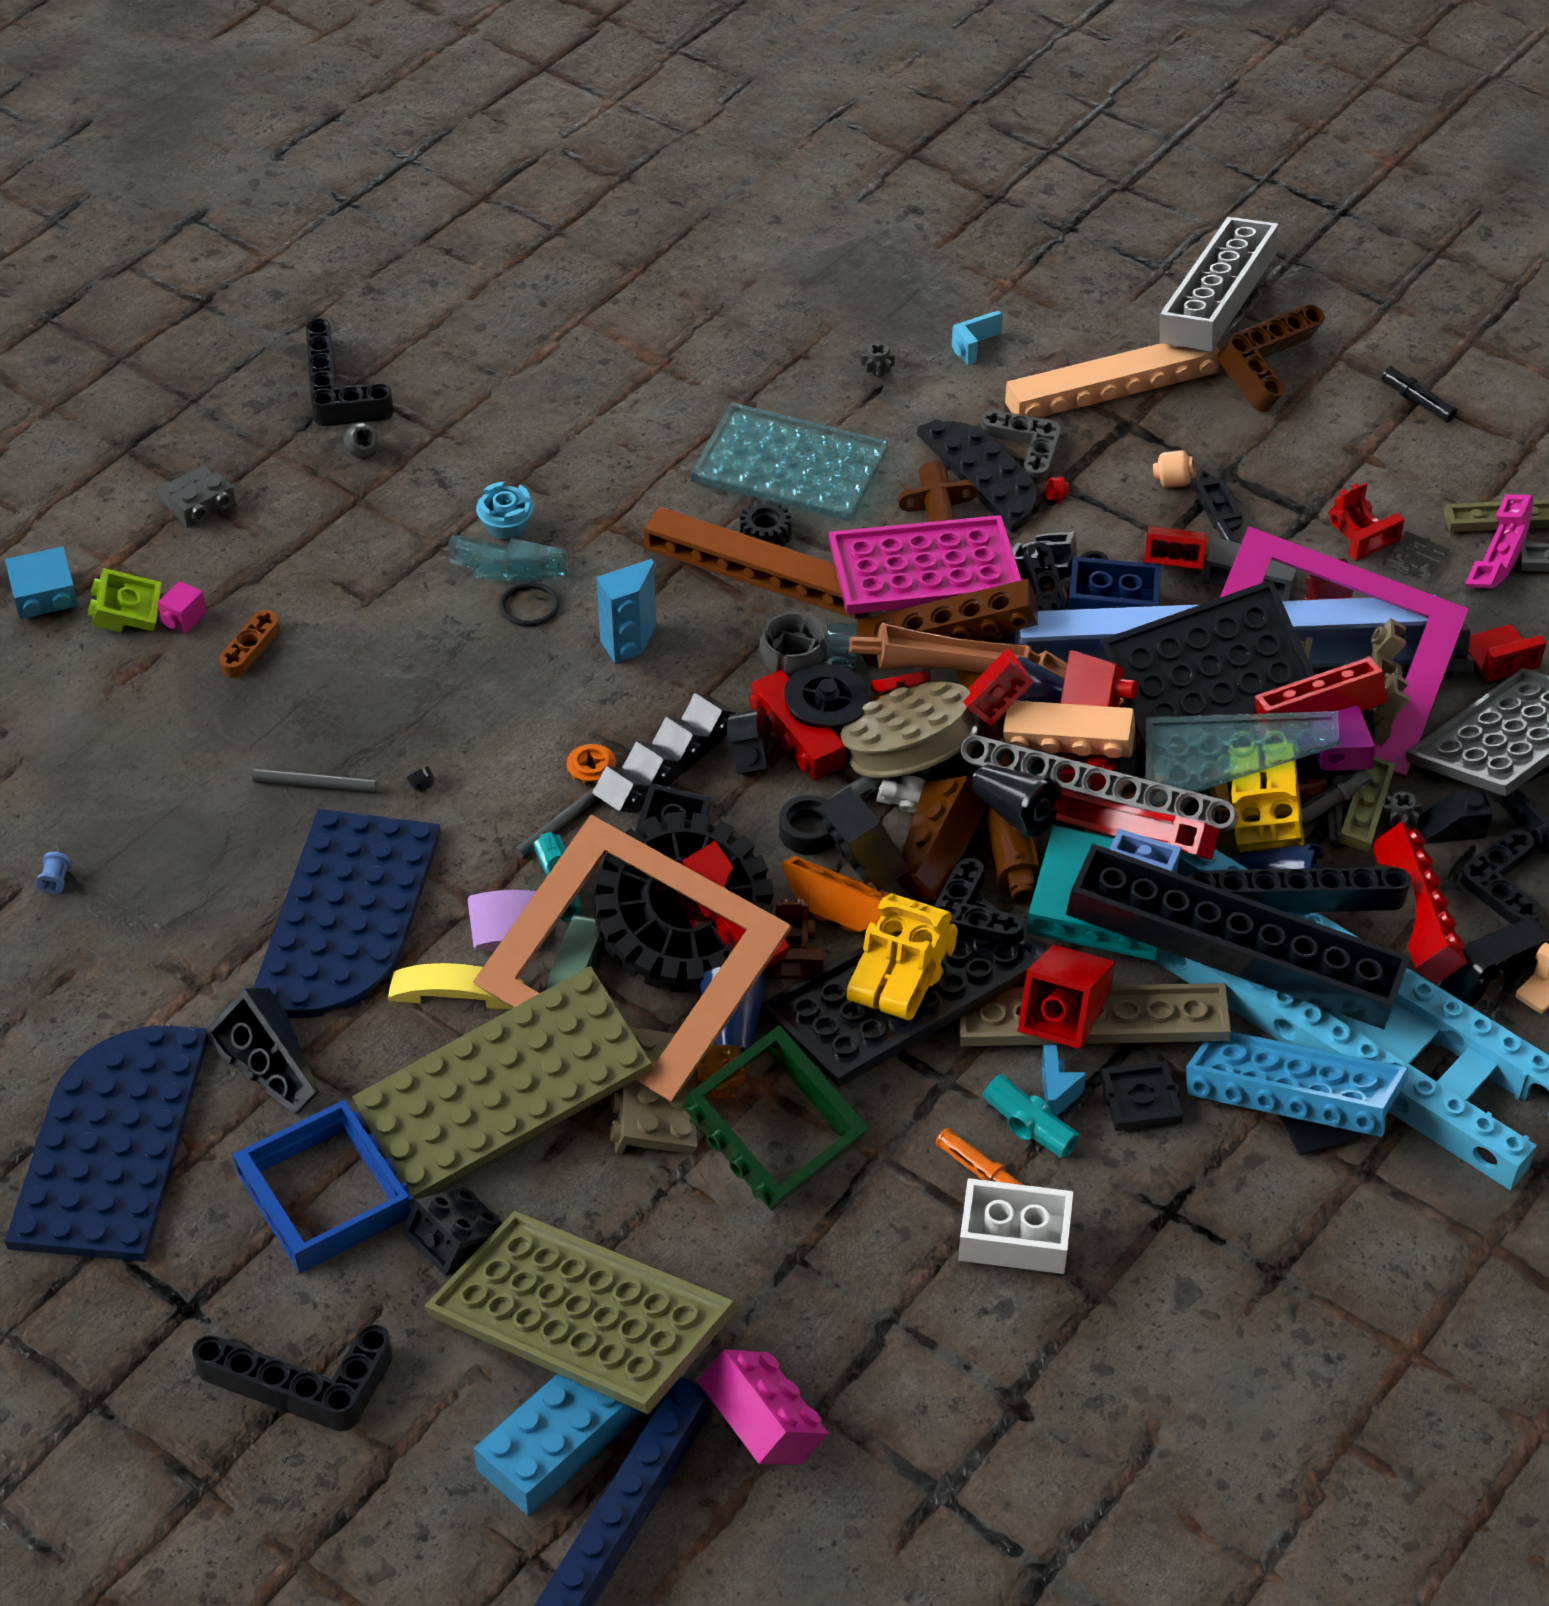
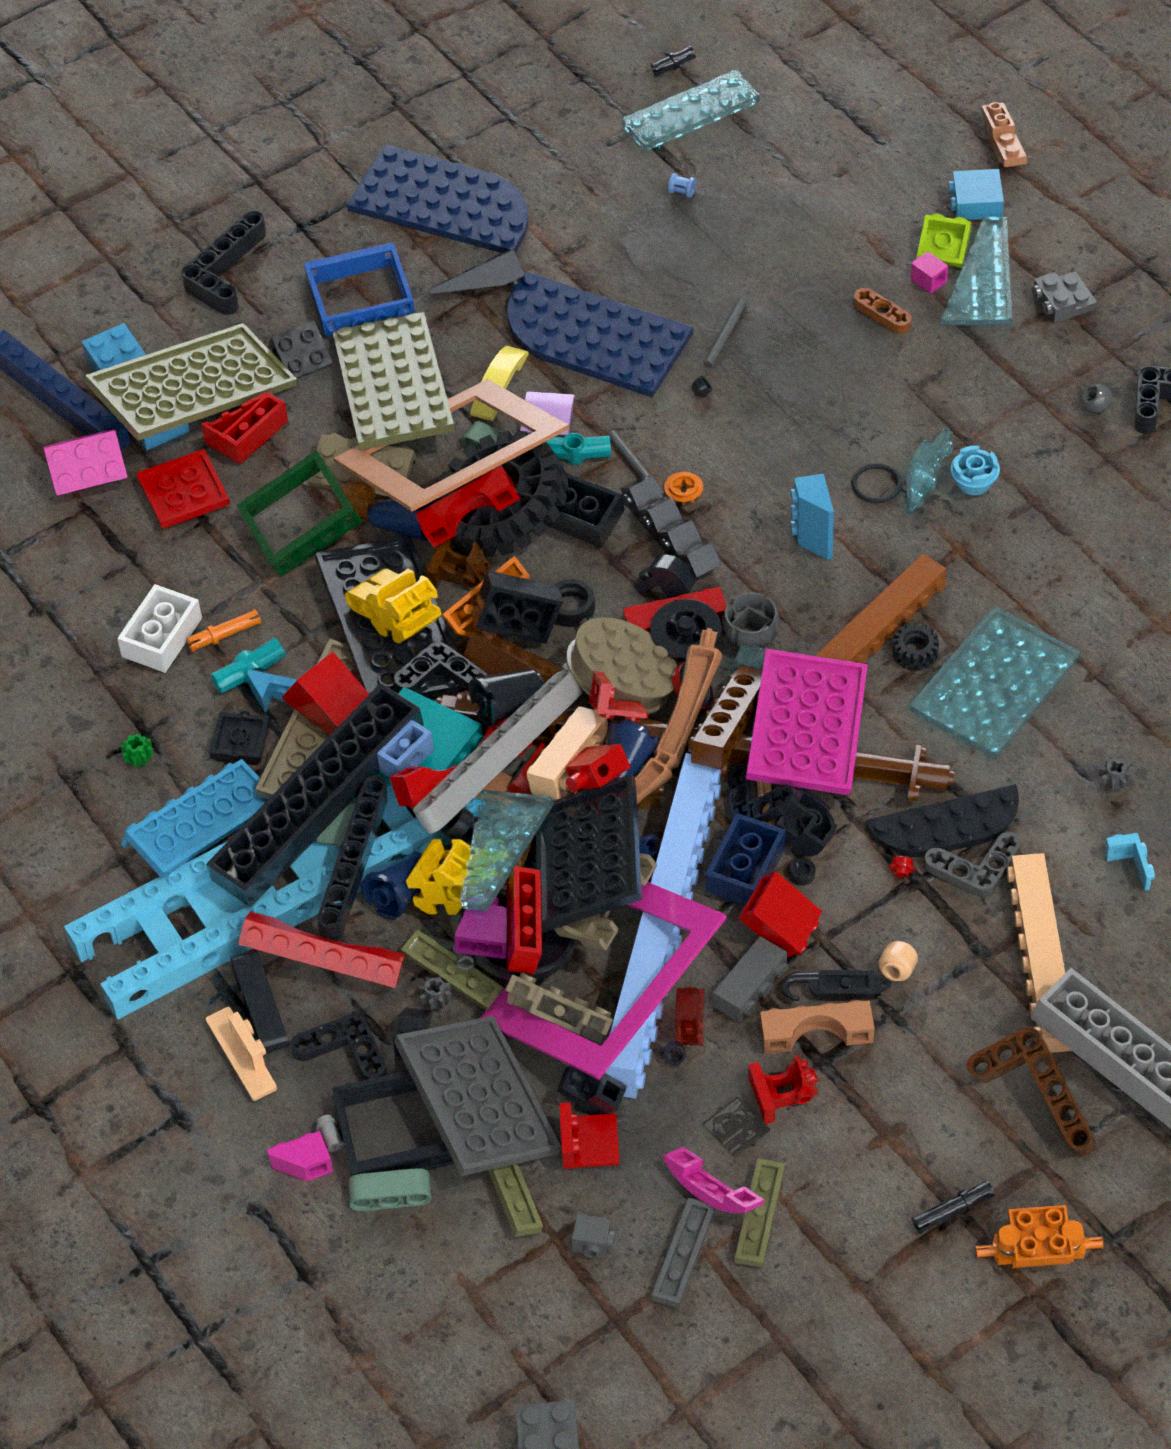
camera: 110 degrees right, 5 degrees up
(202, 560) = (984, 284): none -> clear light blue wing
(629, 1227) = (246, 429): none -> red wedge
(766, 1285) = (183, 488): none -> red plate
(1211, 1197) = (137, 750): none -> green gear
(1261, 491) = (848, 1020): none -> nougat arch
(1429, 331) = (1039, 1239): none -> orange piece

